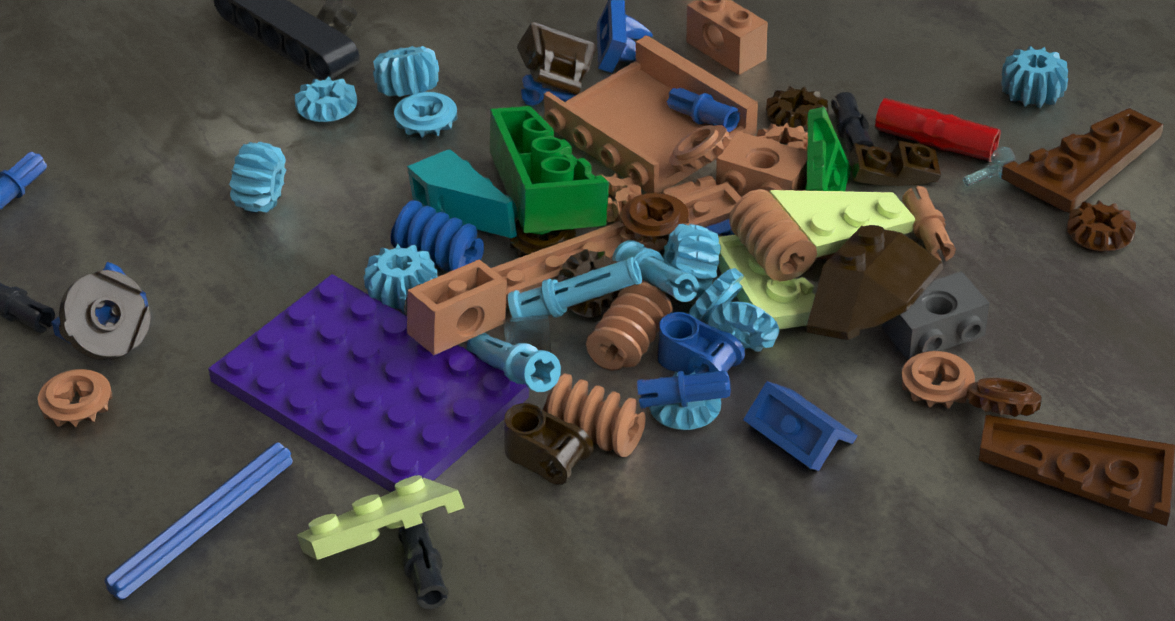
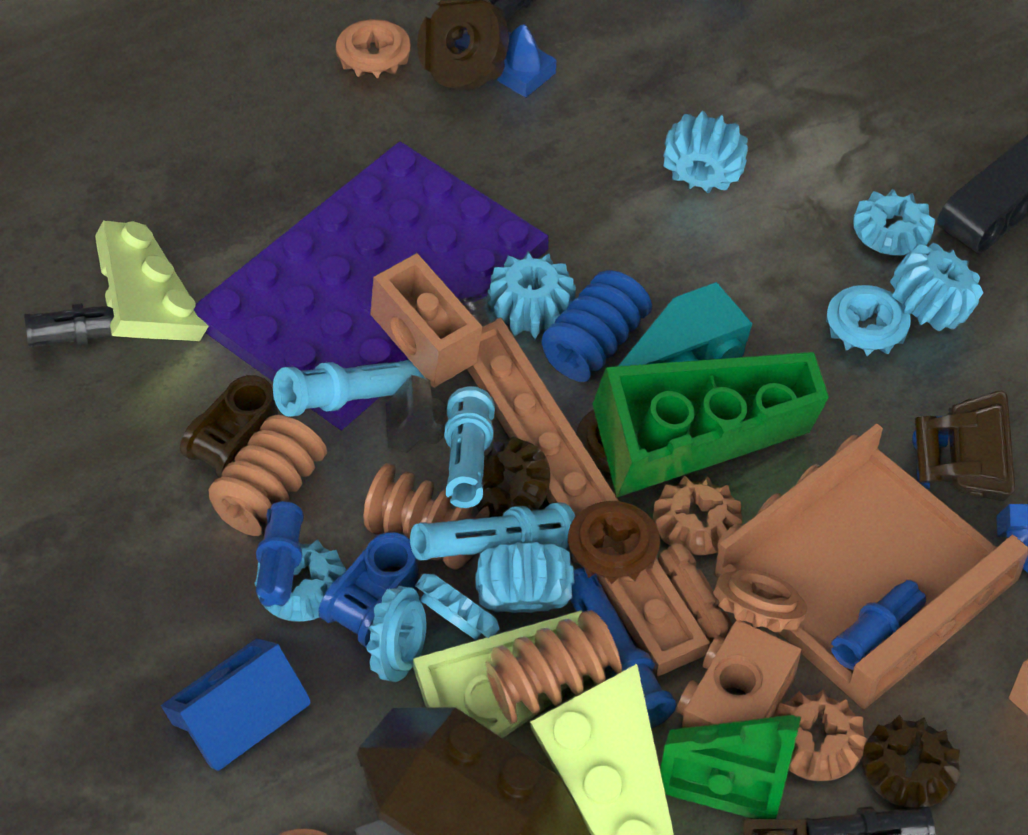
camera: 90 degrees right, 10 degrees up
(197, 521) = (188, 155): axle -> none

